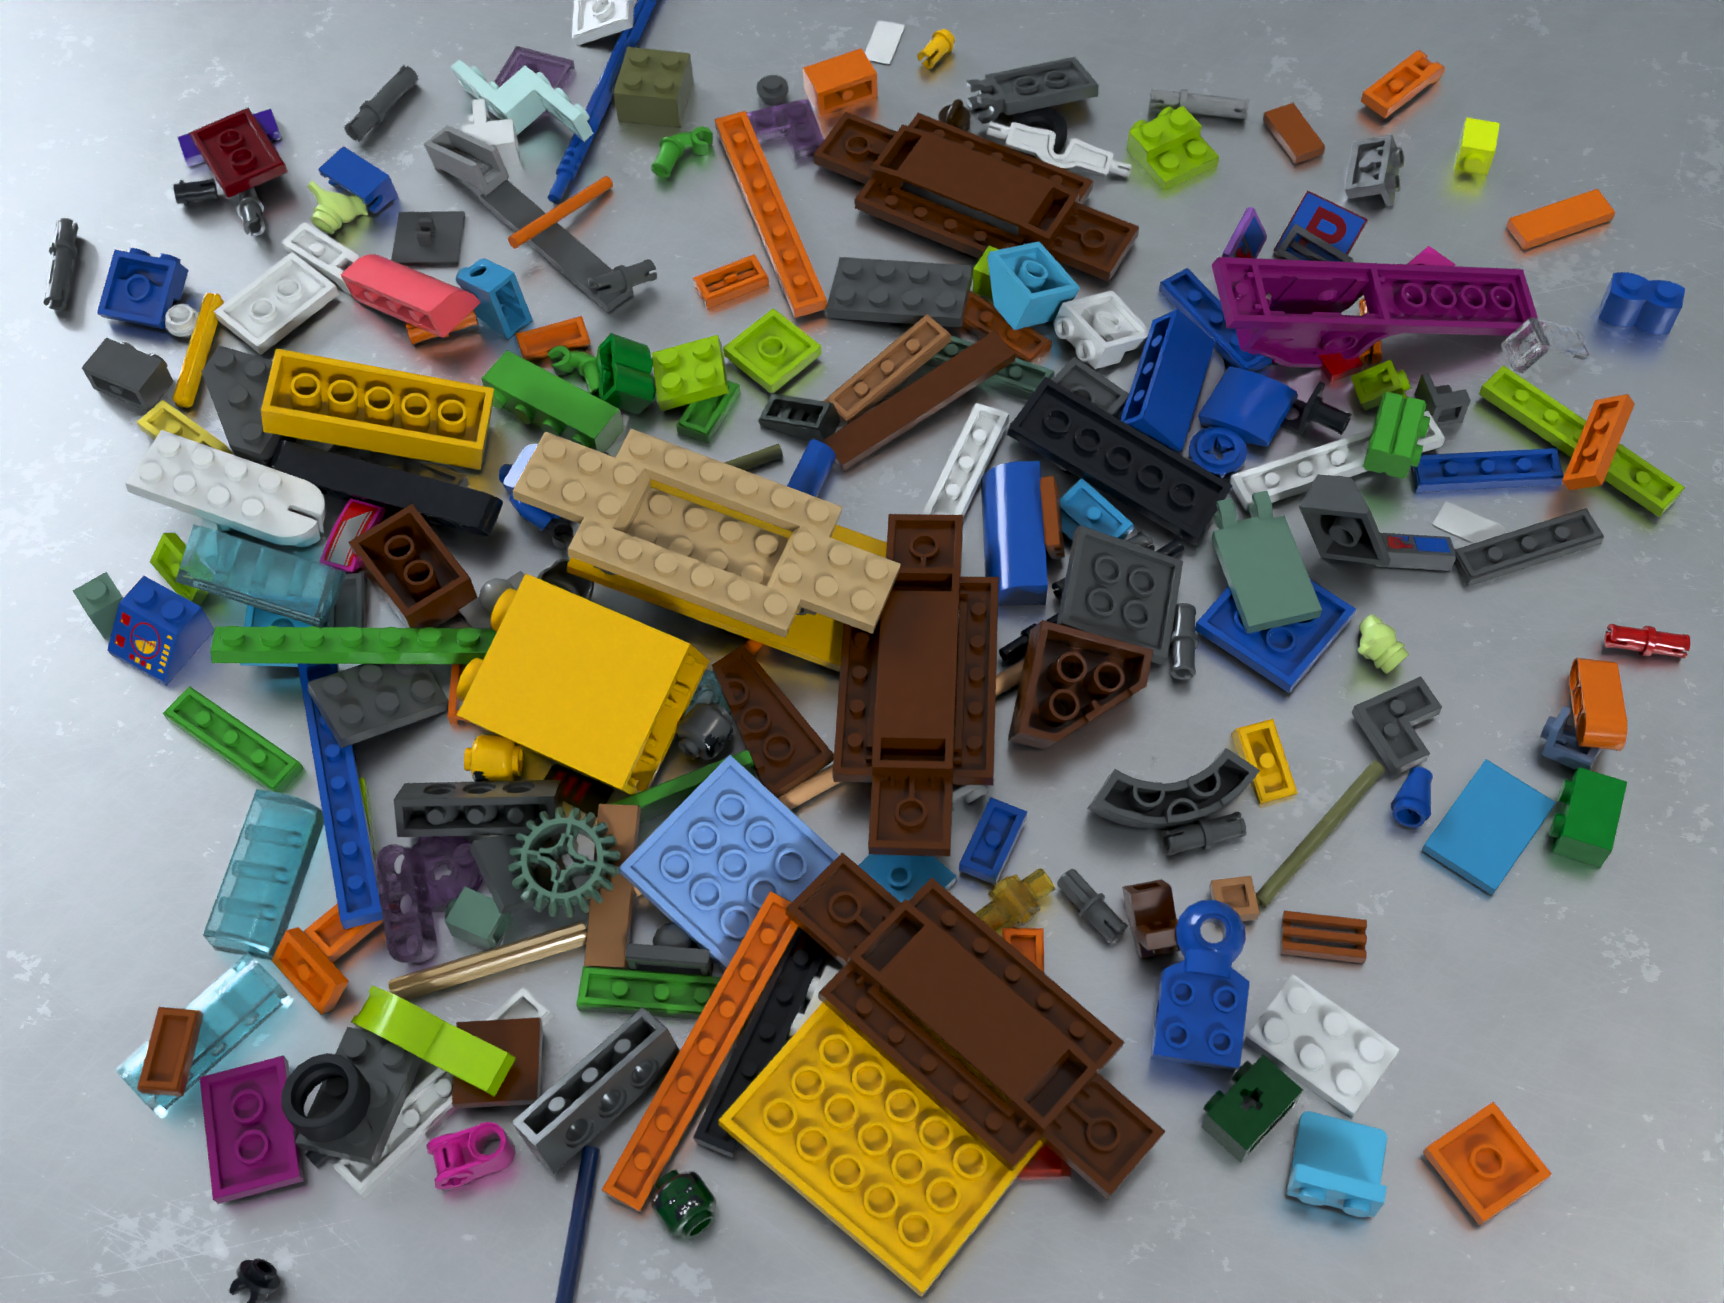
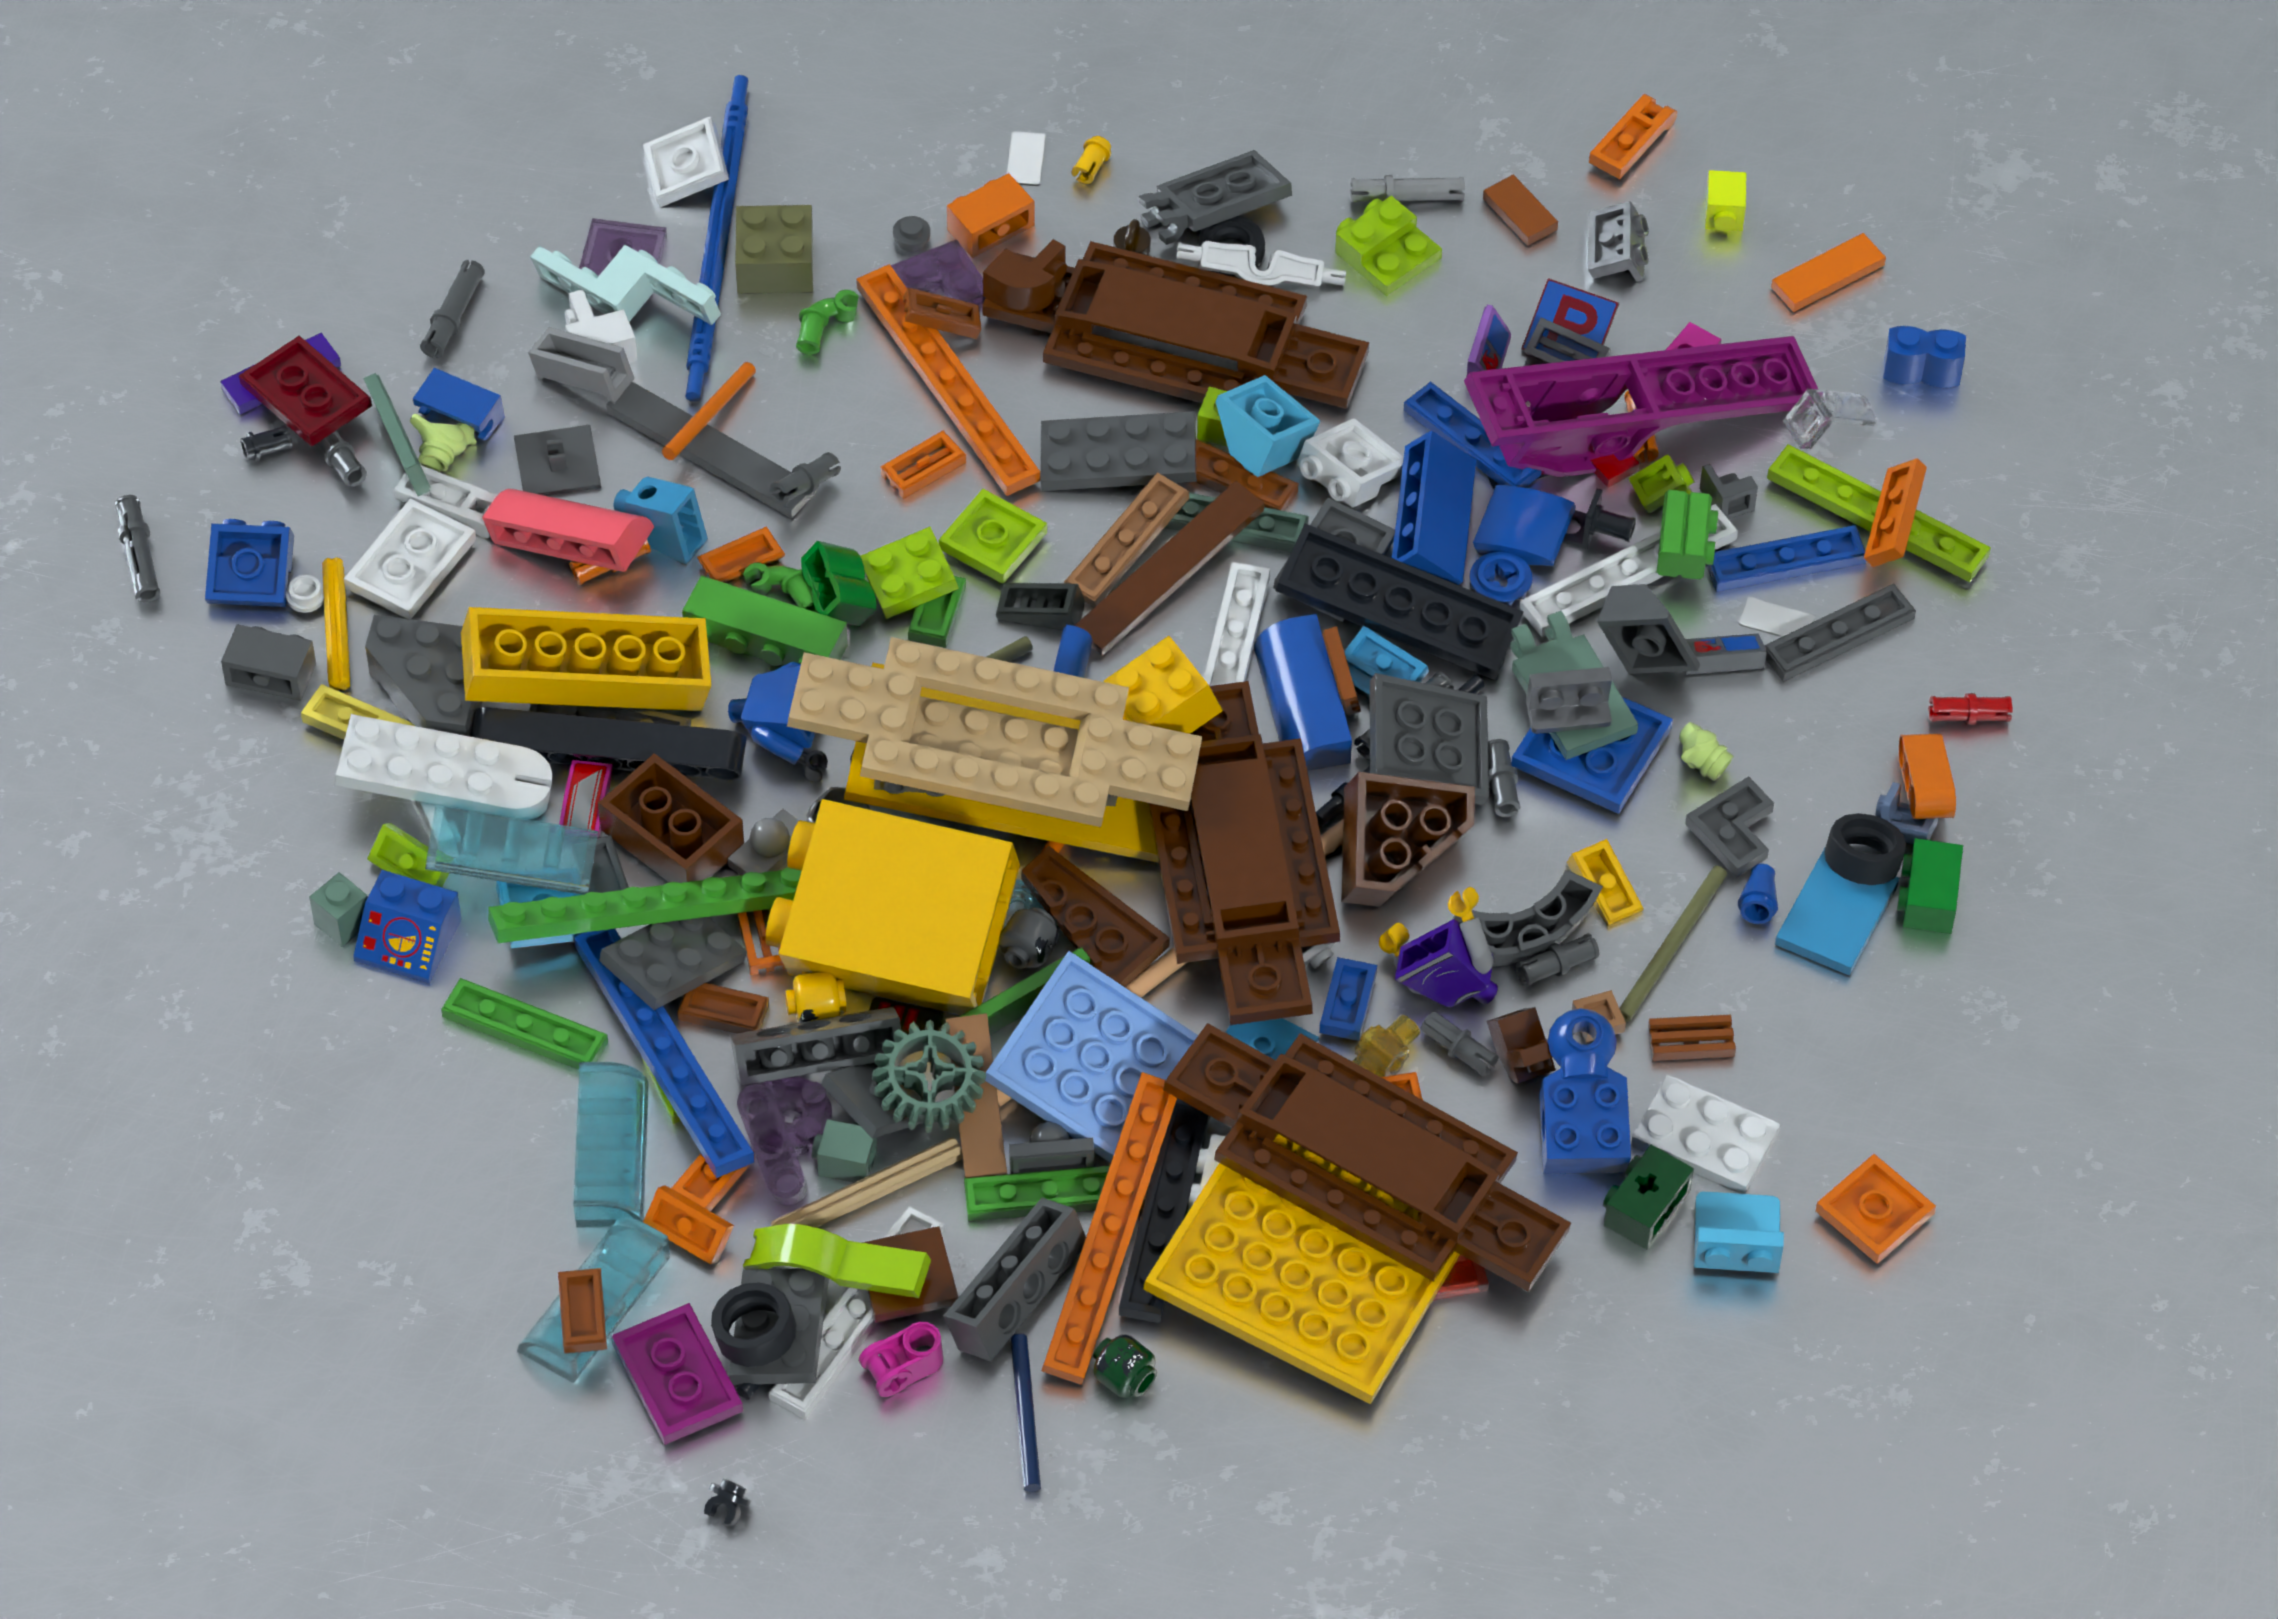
camera: 15 degrees left, 5 degrees down
(295, 197) = (397, 434): none -> sand green tile
(414, 754) = (723, 1008): none -> dark orange tile
(777, 156) = (942, 313): none -> dark orange tile
(851, 139) = (1025, 284): none -> reddish brown brick
(880, 514) = (1166, 690): none -> yellow brick
(1093, 822) = (1448, 961): none -> dark purple torso
(1259, 578) = (1569, 700): none -> flat silver bracket
(1537, 753) = (1861, 866): none -> black tyre

